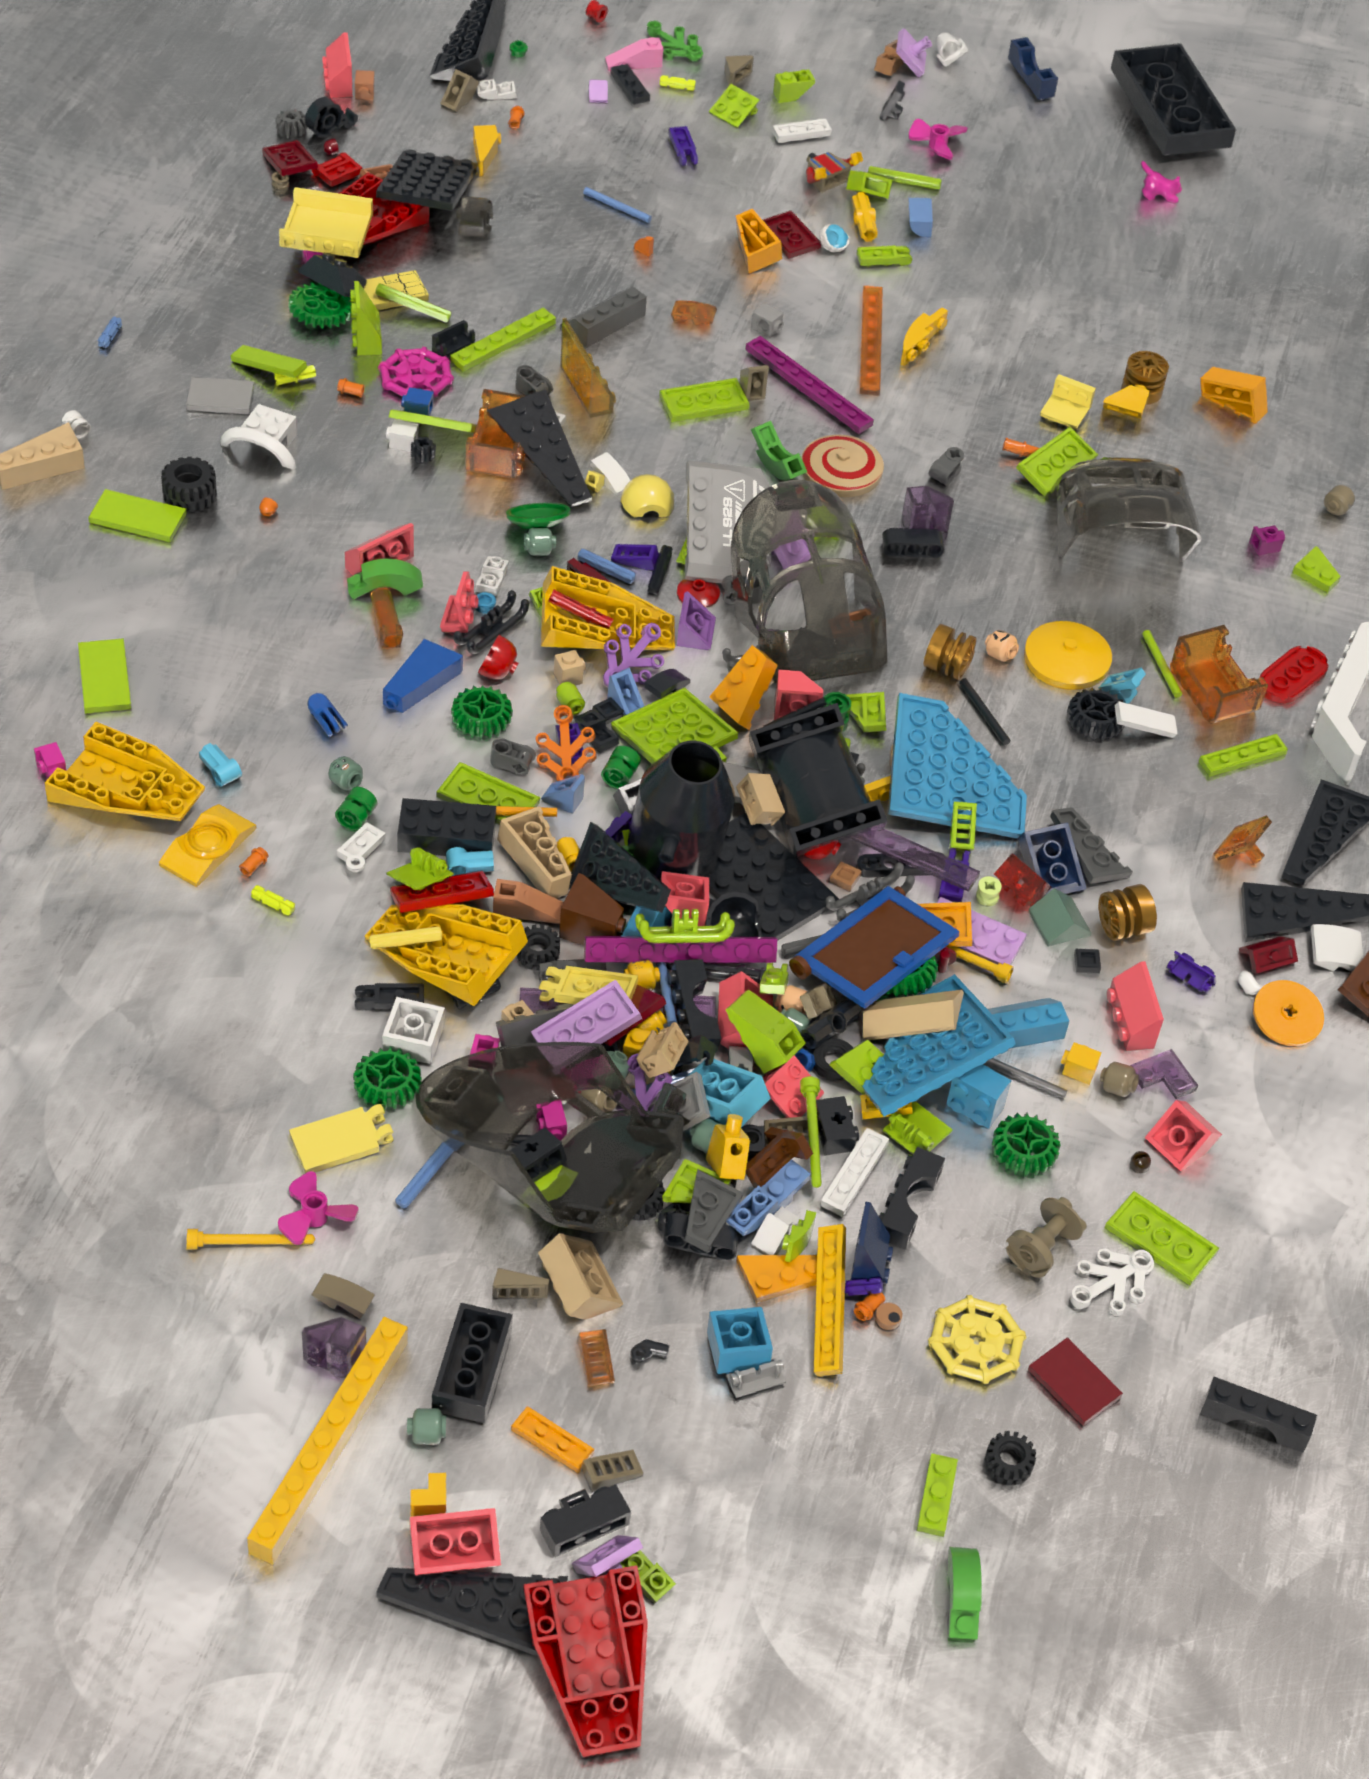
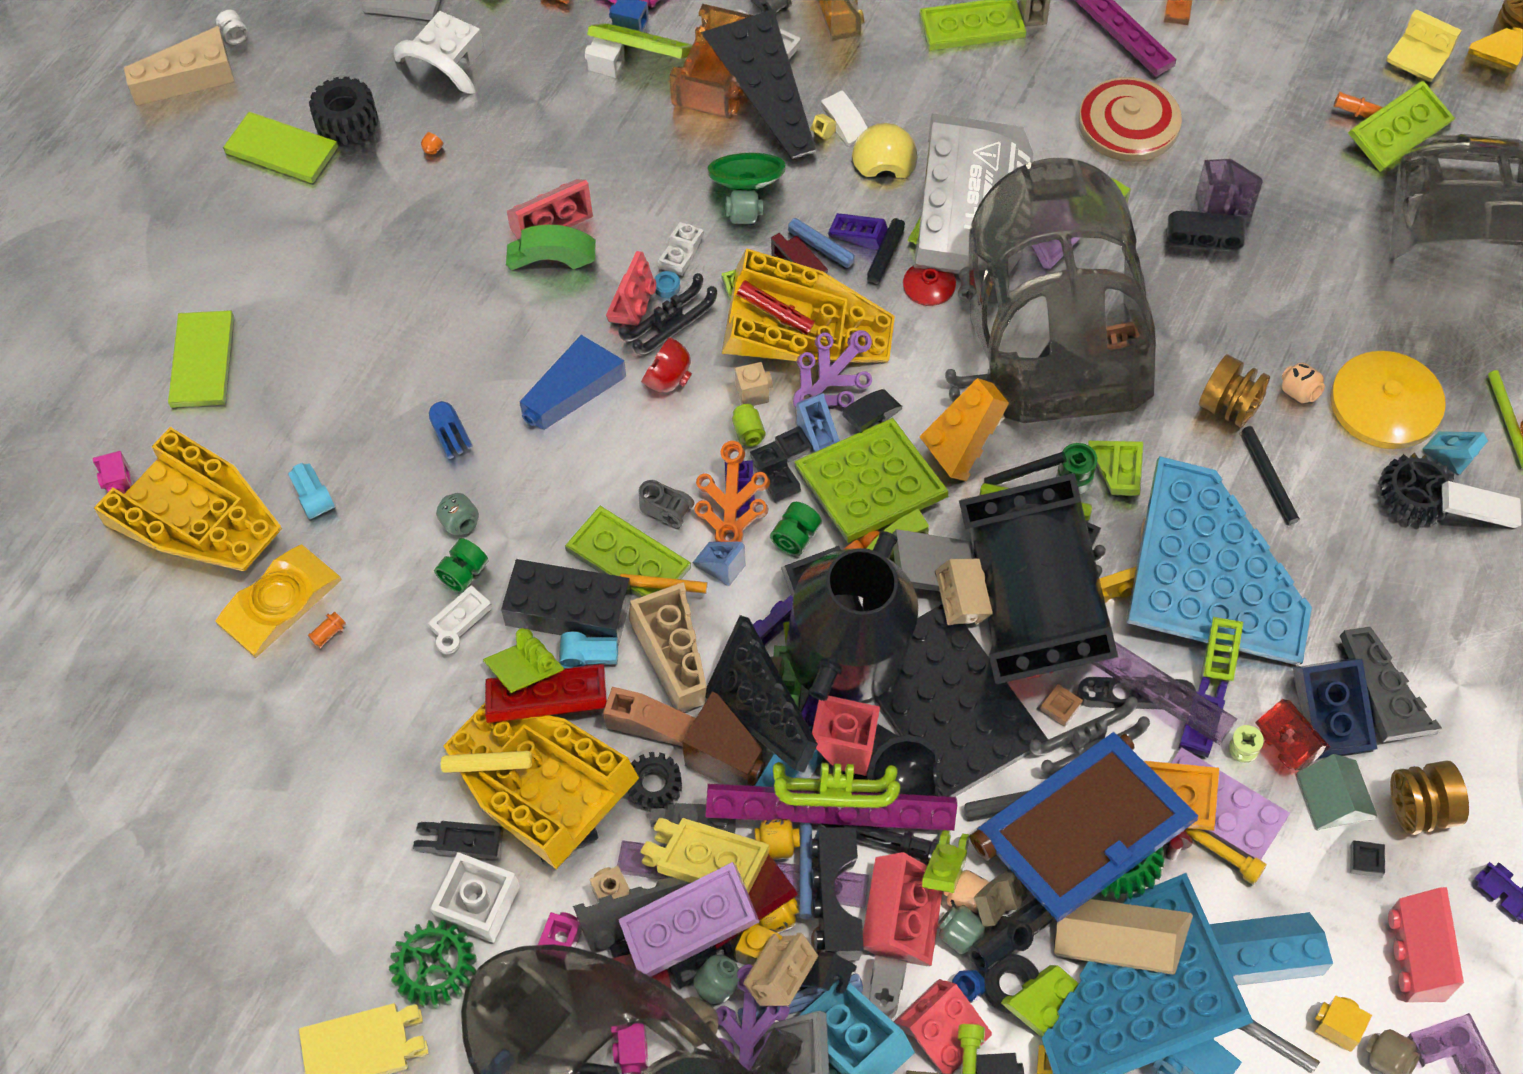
camera: 15 degrees right, 10 degrees up
(273, 900) = (341, 686): neon yellow axle -> none
(386, 618) = (544, 300): clear orange piece -> none
(423, 450) = (625, 77): black gear -> none
(468, 716) = (625, 428): green gear -> none
(569, 850) = (711, 644): yellow brick -> none
(695, 624) = (917, 331): medium lavender slope -> none
(765, 1031) = (921, 947): lime slope -> none
(774, 455) = (1047, 103): bright green arch -> none
(793, 692) = (1028, 440): coral slope -> none
(947, 466) = (1261, 126): dark grey piece -> none

